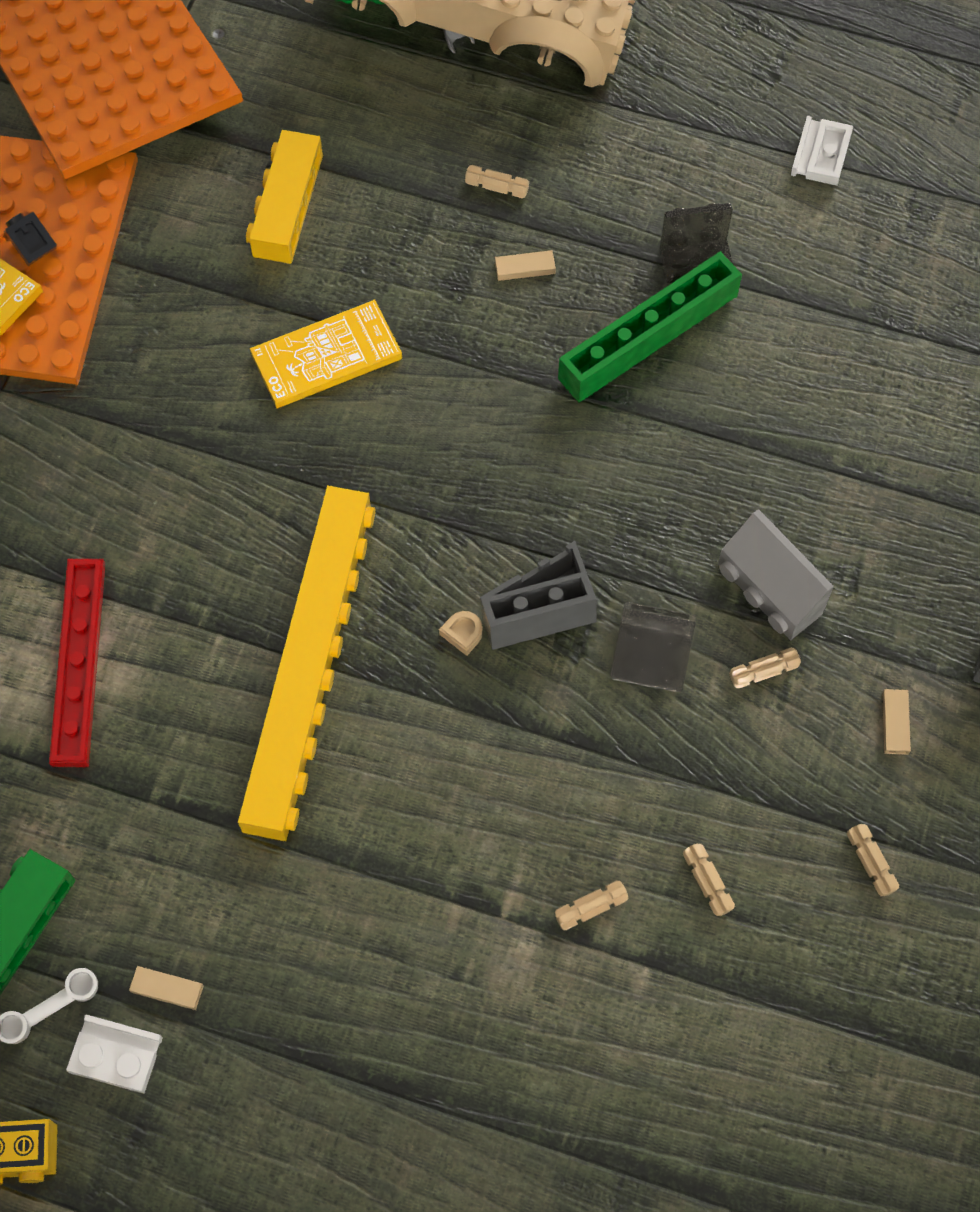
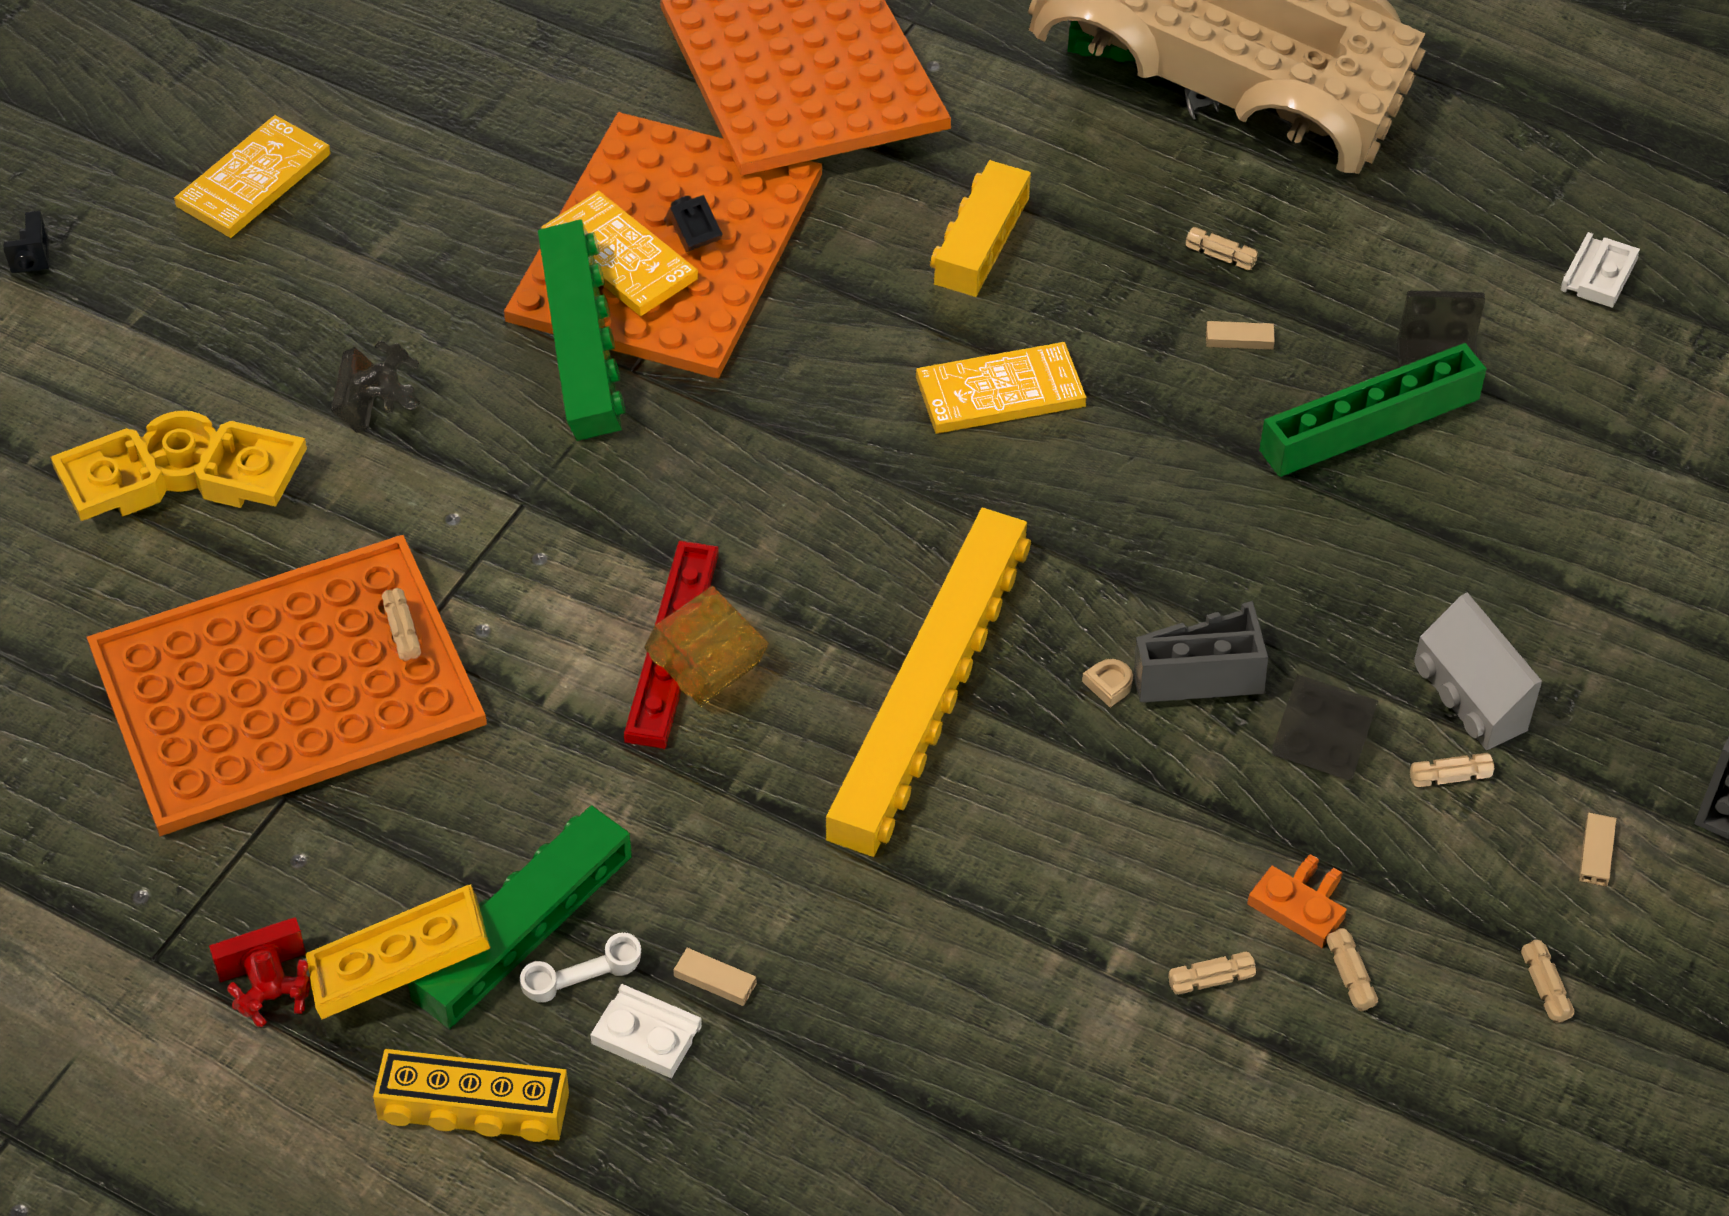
camera: 10 degrees right, 15 degrees down
(106, 669) = (706, 646): none -> clear yellow brick
(654, 824) = (1298, 905): none -> orange hinge

